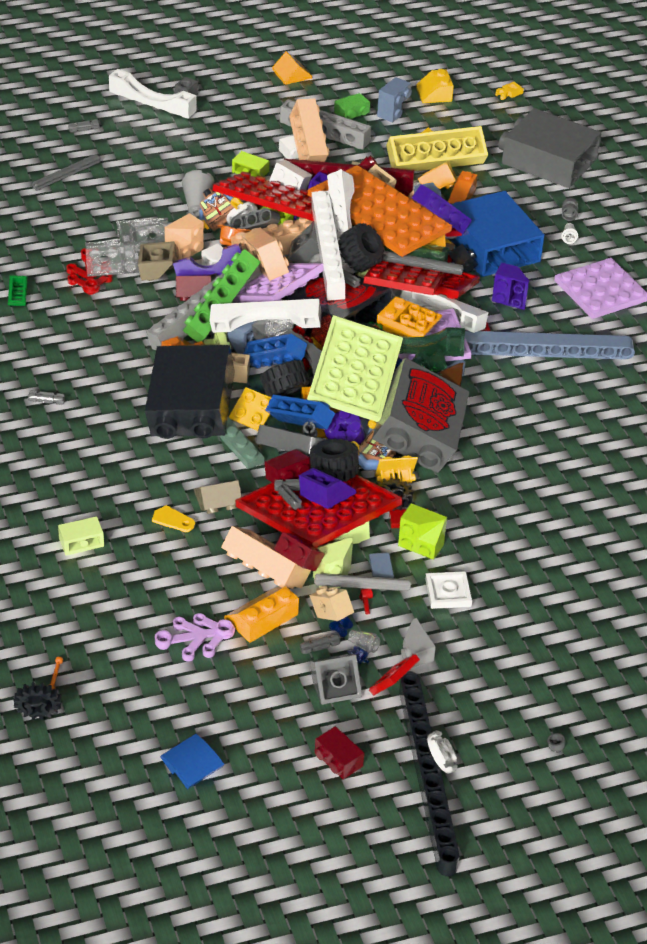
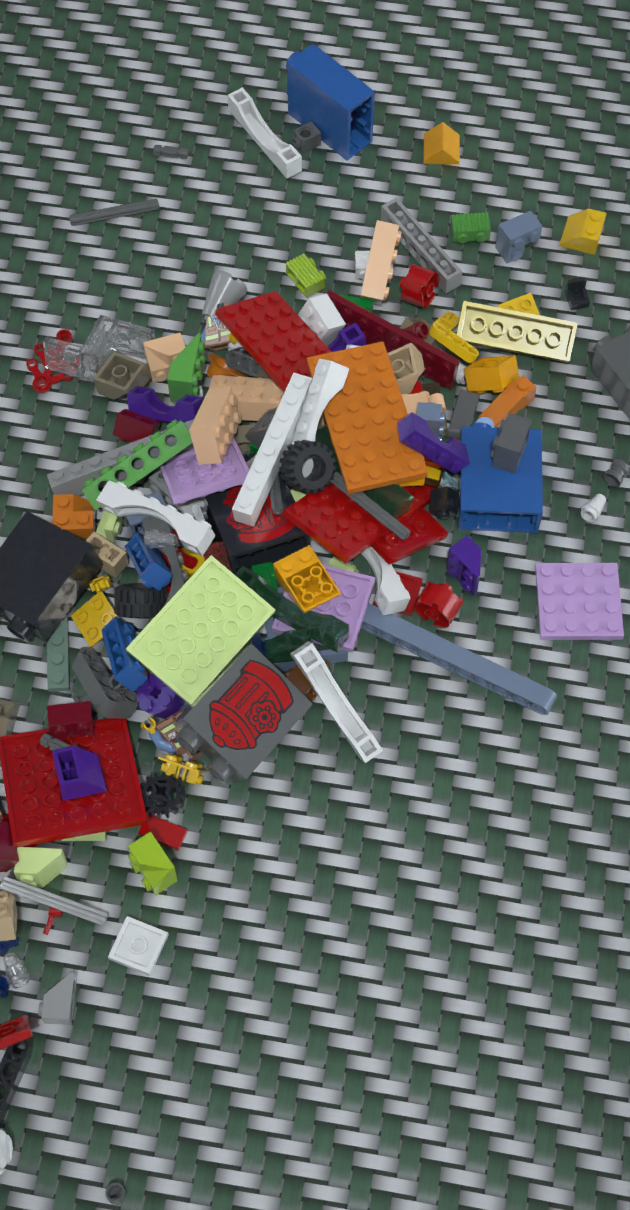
camera: 30 degrees right, 20 degrees up
(196, 52) = (331, 99): none -> blue brick
(215, 234) = (186, 370): none -> bright green slope
(239, 387) = (99, 583): none -> yellow plate
(290, 497) = (42, 764): dark grey axle -> none
(335, 458) = (116, 748): black tyre -> none
(343, 145) = (419, 286): none -> red brick
(381, 565) = (92, 885): sand blue tile -> none
(392, 164) = (443, 332): none -> yellow beam
(457, 120) = (577, 293): none -> black bracket
(495, 196) = (510, 442): none -> dark grey brick
(508, 314) = (438, 604): none -> red brick
(512, 404) = (335, 702): none -> white arch

